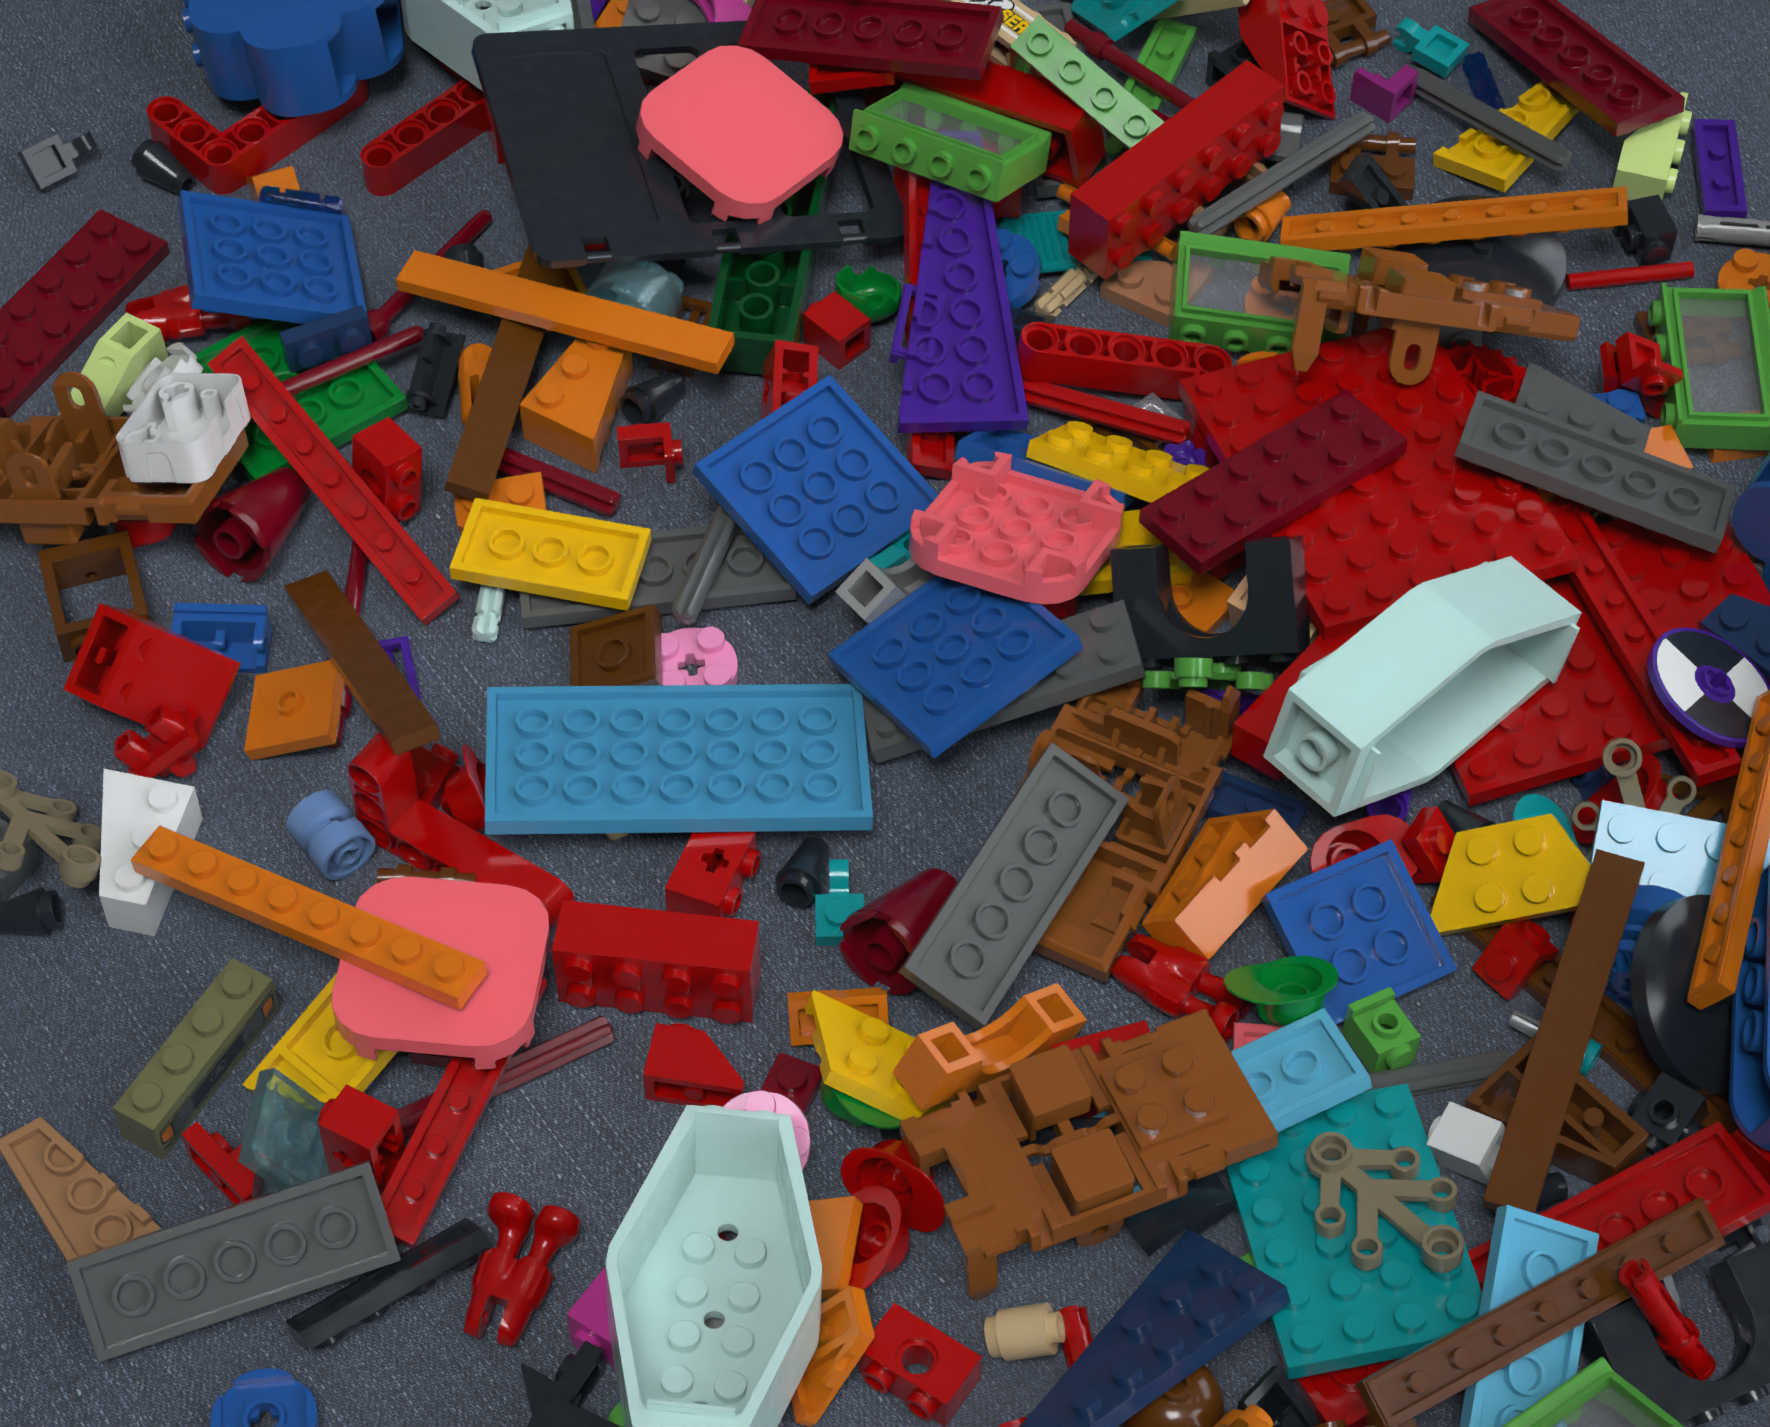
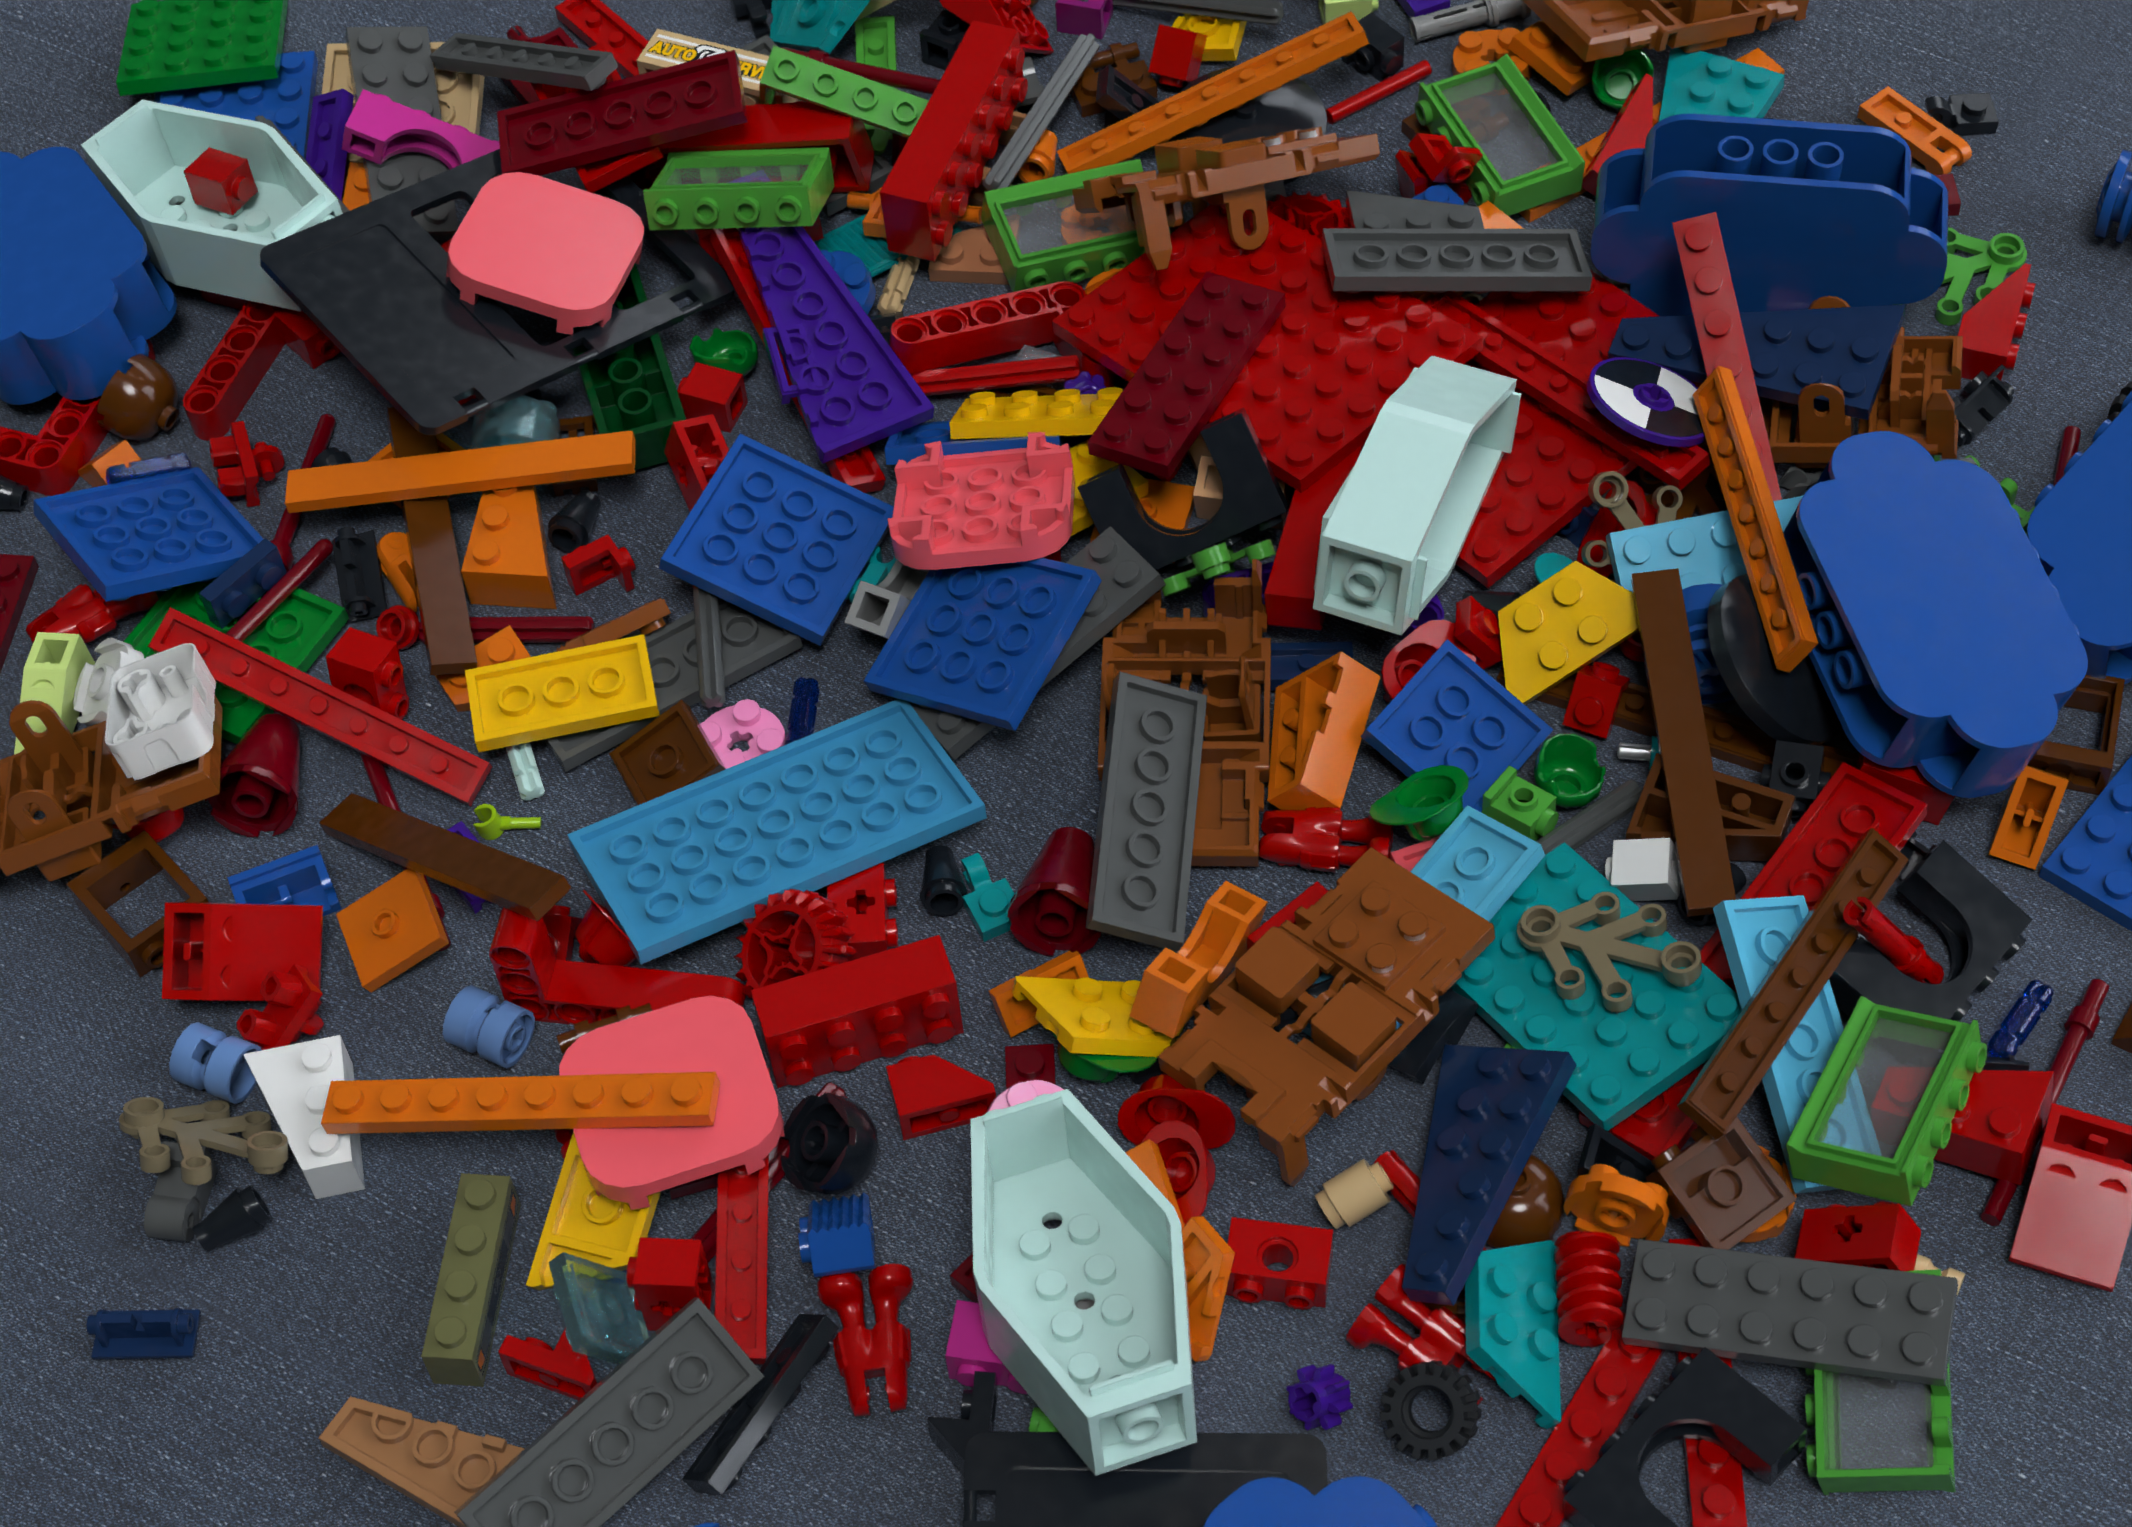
camera: 20 degrees left, 0 degrees up
(77, 764) = (213, 1062): none -> medium blue wheel
(326, 134) = (140, 401): none -> reddish brown cylinder
(379, 243) = (250, 464): none -> red hips
(437, 652) = (495, 824): none -> lime hand
(443, 433) = (389, 626): none -> red plate
(531, 1161) = (838, 1236): none -> blue brick
(570, 1075) = (829, 1144): none -> black cylinder
(633, 868) = (810, 945): none -> red gear
(663, 514) = (645, 618): none -> dark orange hinge
(764, 658) = (802, 709): none -> clear blue axle
(1446, 166) = (1177, 55): none -> red brick
(1449, 1015) = (1569, 770): none -> green hair

